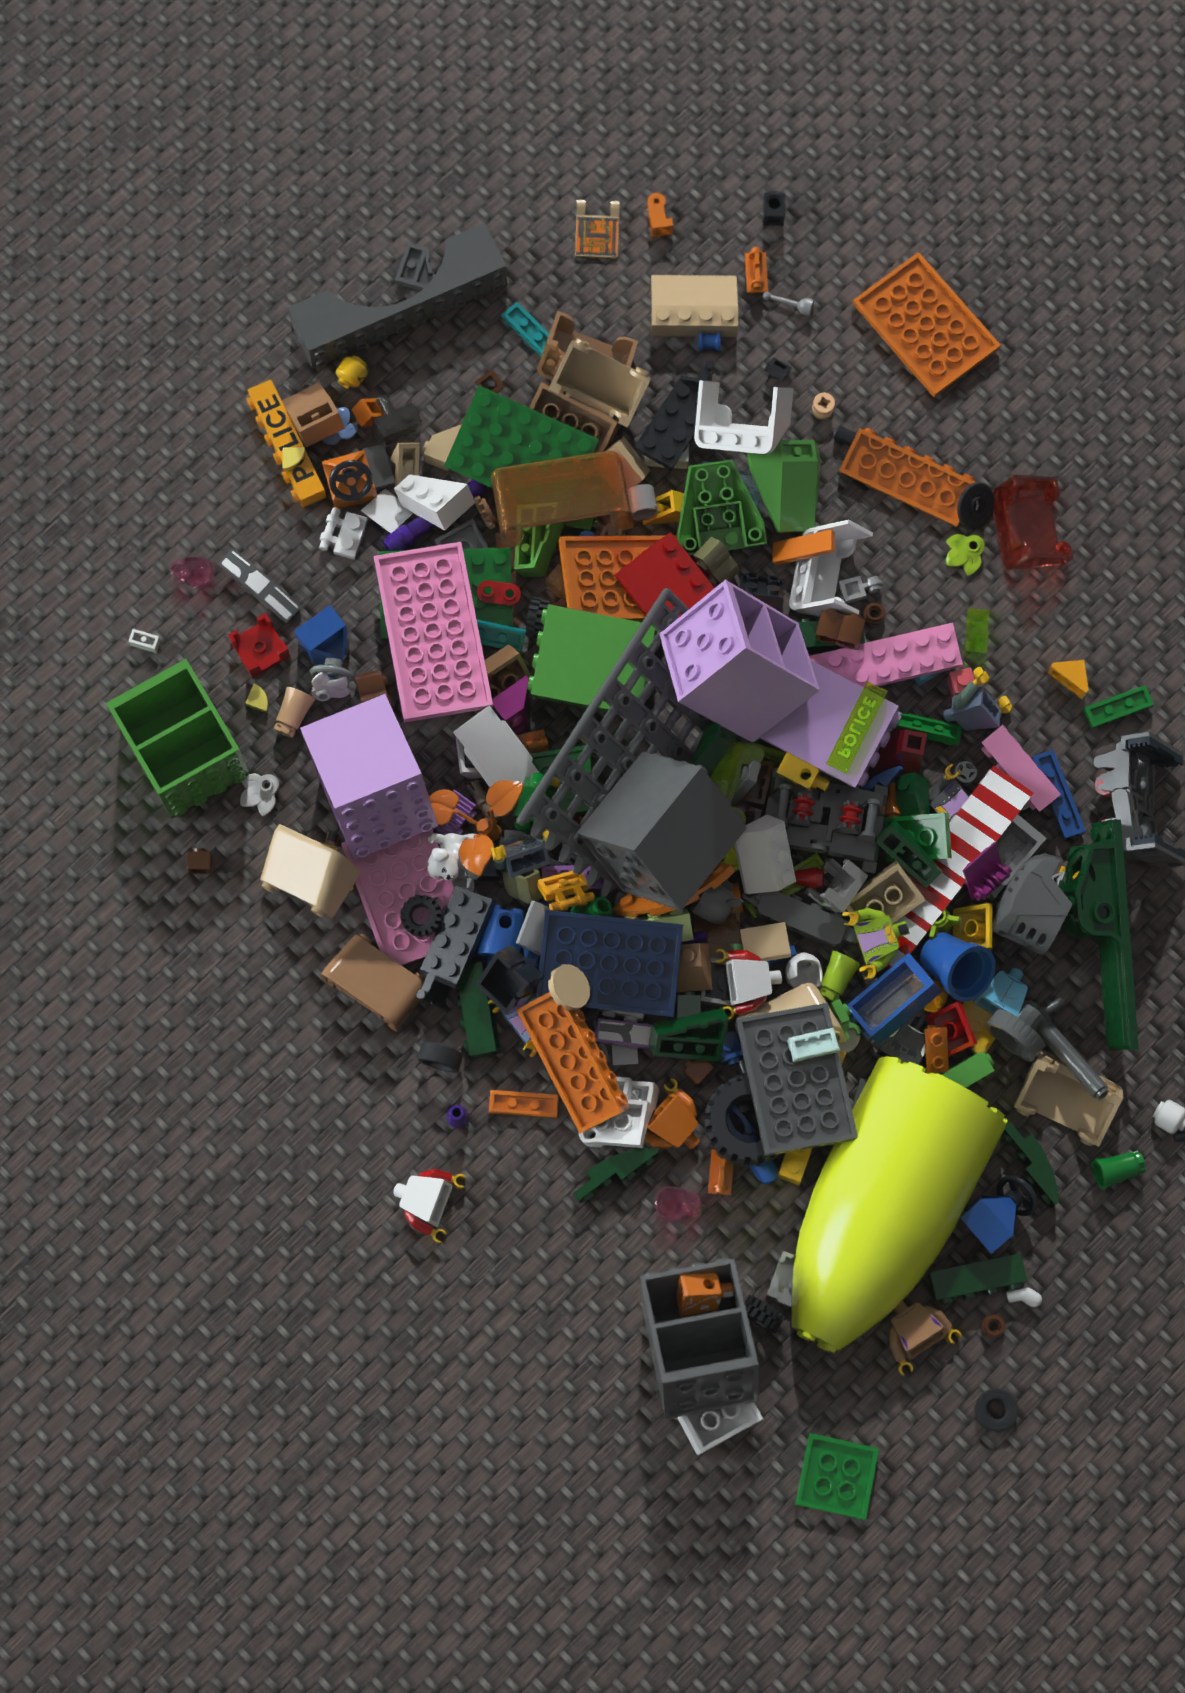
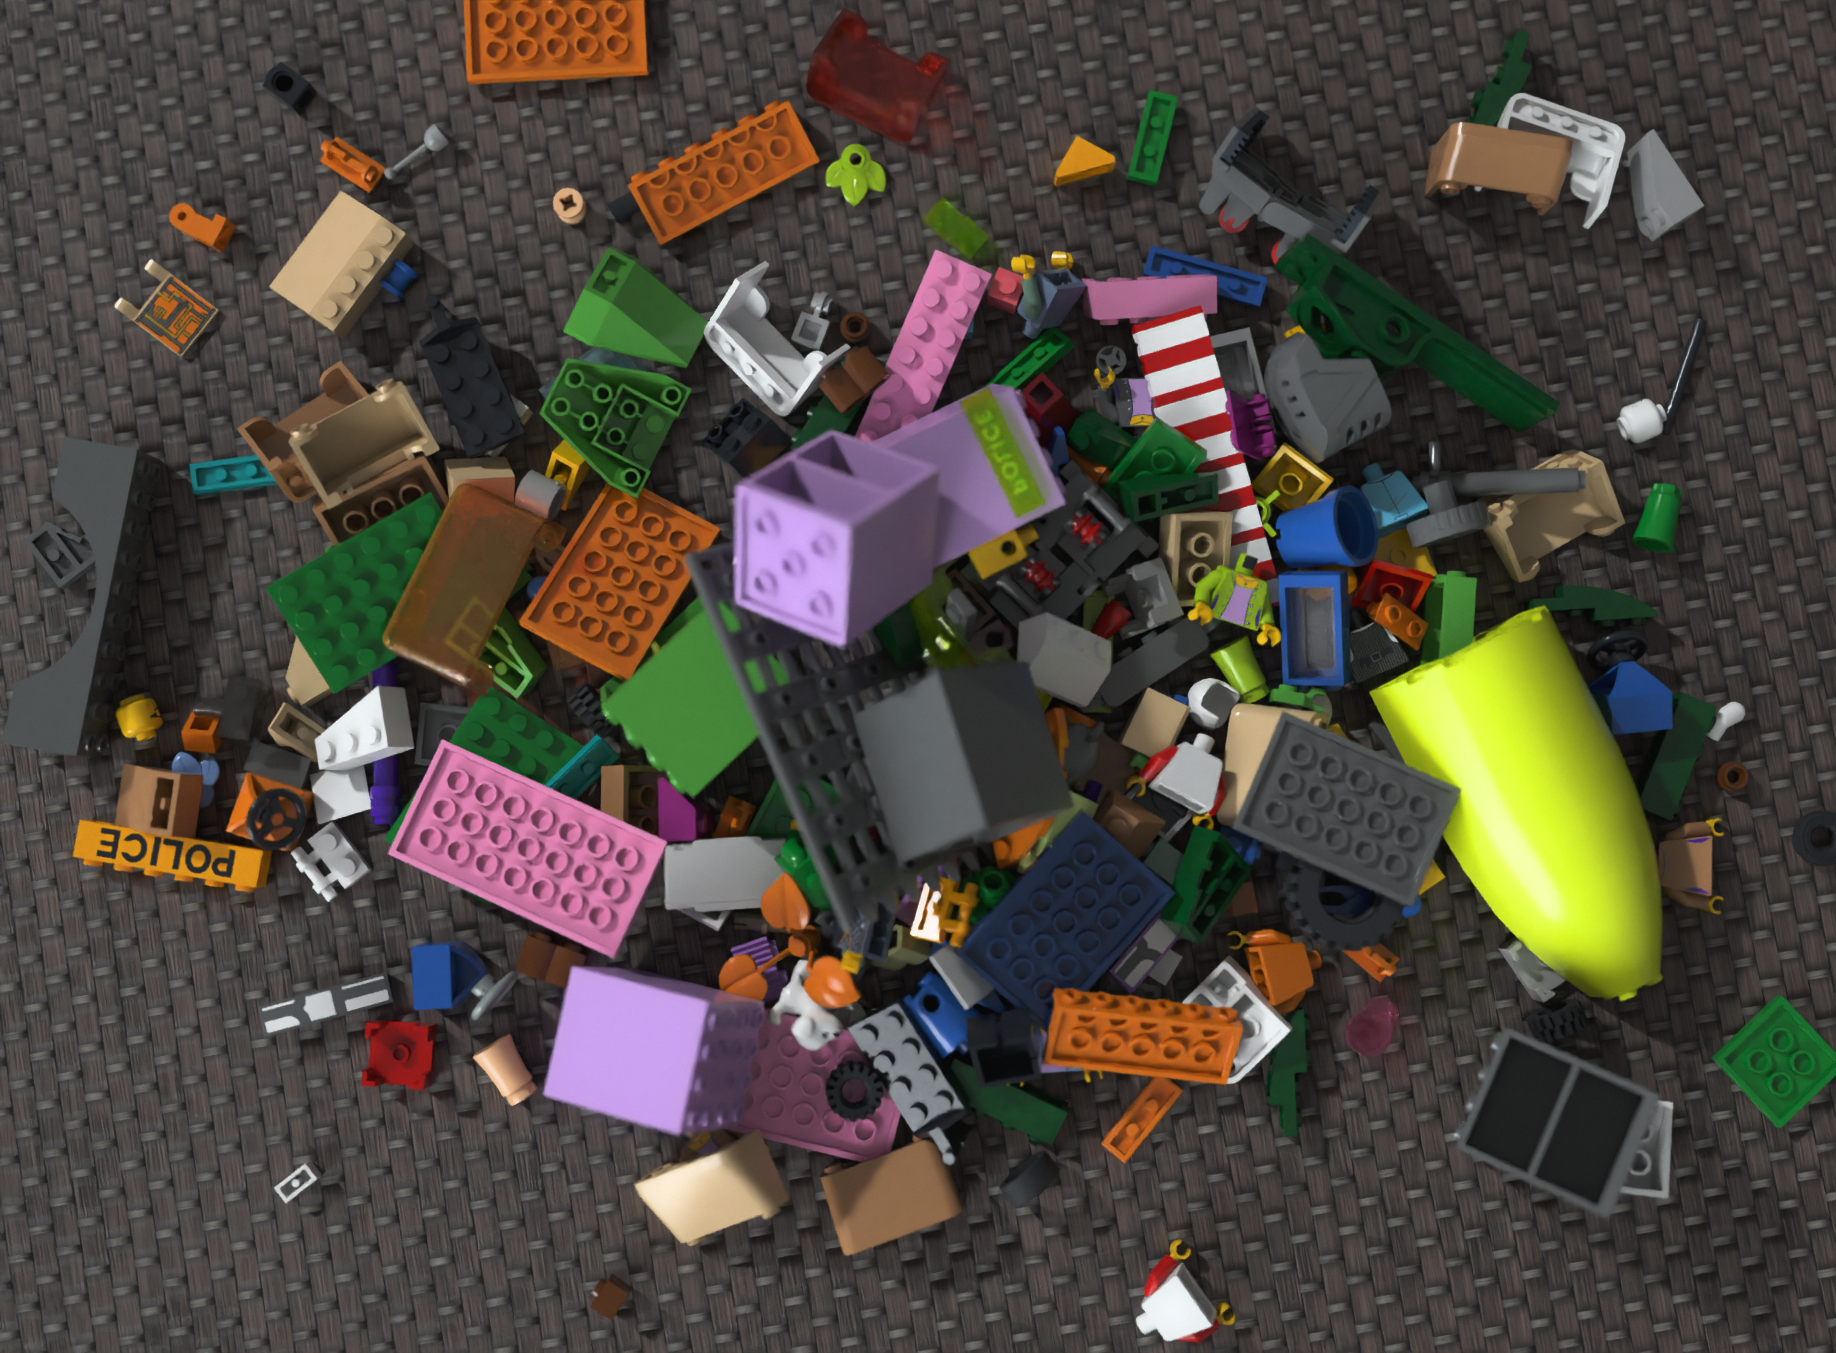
camera: 55 degrees left, 10 degrees up
(178, 738) = (448, 1236): bright green container -> none
(193, 571) = (254, 1070): clear pink hair -> none
(256, 793) = (575, 1174): white plate -> none
(257, 699) = (461, 1096): light yellow tile -> none
(292, 457) = (195, 862): light yellow tile -> none
(326, 689) = (507, 1014): white plate -> none
(460, 1121) = (1100, 1196): dark purple cone -> none
(485, 512) = (423, 682): medium nougat gear -> none
(491, 375) = (262, 575): reddish brown plate -> none
(498, 594) = (533, 736): red plate -> none
(569, 987) = (1066, 991): tan tile -> none
(662, 567) = (655, 530): red slope -> none
(700, 1293) = (1508, 1097): orange torso -> none
(715, 425) = (524, 349): white windscreen -> none
(716, 562) = (673, 463): olive brick -> none
(778, 369) = (489, 225): black plate -> none
(804, 547) = (725, 350): orange tile -> none
(813, 1044) = (1325, 764): light aqua plate -> none
(976, 519) = (805, 105): black wheel -> none

